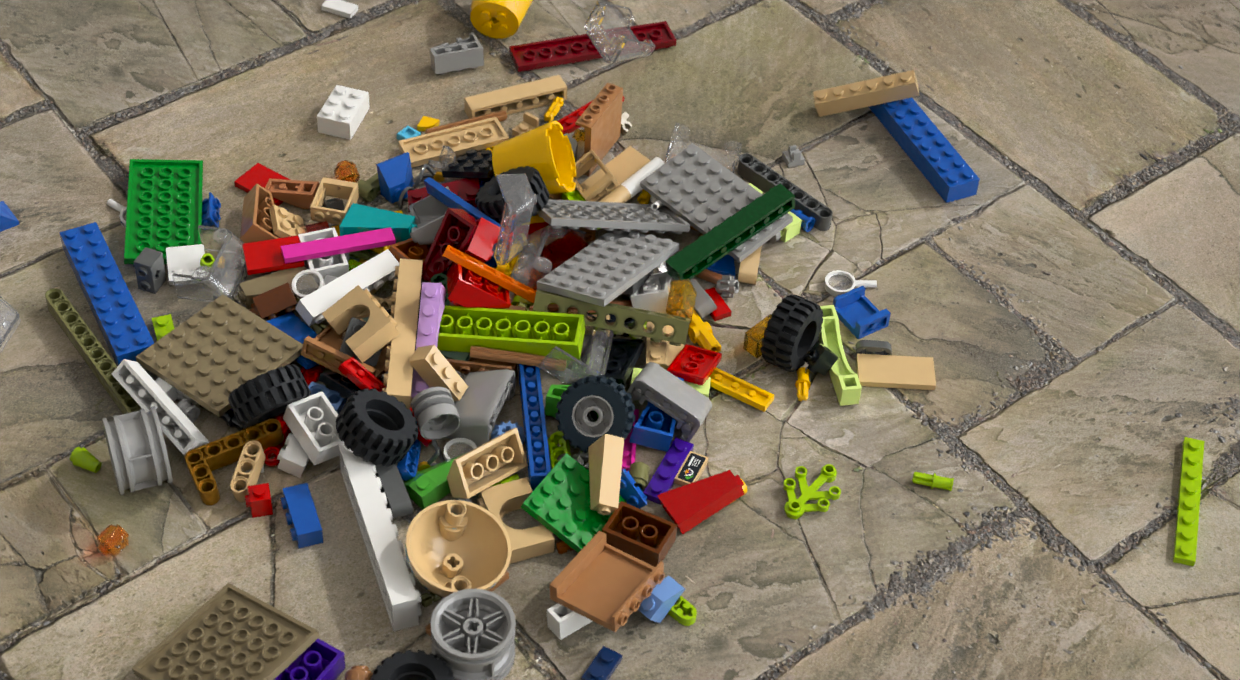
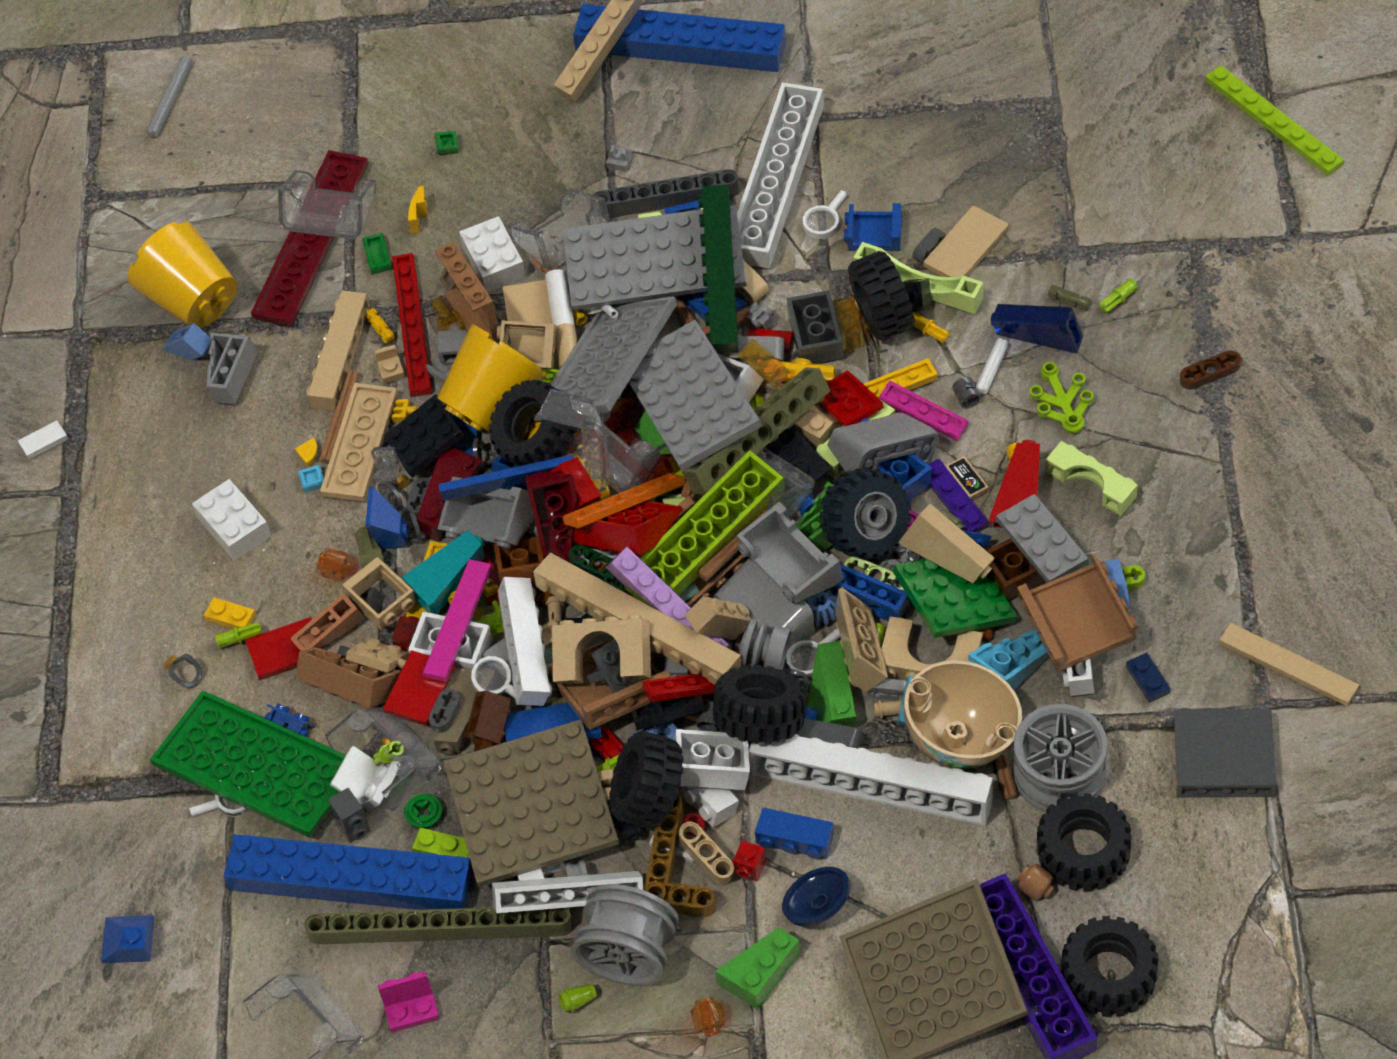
camera: 45 degrees left, 10 degrees up
(26, 375) = (408, 1001): none -> dark pink bracket
(173, 550) = (759, 967): none -> bright green wedge
(180, 306) = (422, 802): none -> green gear
(203, 146) = (170, 665): none -> dark grey piece
(252, 552) = (816, 896): none -> dark blue dish
(258, 157) = (237, 635): none -> lime axle
(264, 275) = (448, 712): none -> dark grey beam
(273, 148) = (229, 614): none -> yellow plate
(462, 28) = (188, 342): none -> medium blue slope
(519, 385) = (788, 556): none -> light grey windscreen
(534, 566) = (1012, 658): none -> medium azure wedge
(613, 77) = (377, 253): none -> green tile
(653, 131) = (492, 254): none -> white brick
(659, 81) = (417, 208): none -> yellow slope
(660, 529) = (1041, 539): none -> light grey plate
(725, 71) = (446, 142): none -> green tile
(726, 415) = (924, 410): none -> dark pink tile
(739, 316) = (815, 327): none -> dark grey brick
(752, 562) = (1068, 463): none -> yellowish green arch
(764, 431) = (966, 391): none -> flat silver wheel
(802, 436) = (992, 366): none -> white axle
(852, 237) = (777, 171): none -> white brick
(860, 445) = (1039, 325): none -> clear blue slope
(905, 453) = (1069, 297): none -> olive axle
(922, 579) = (1204, 377): none -> reddish brown beam

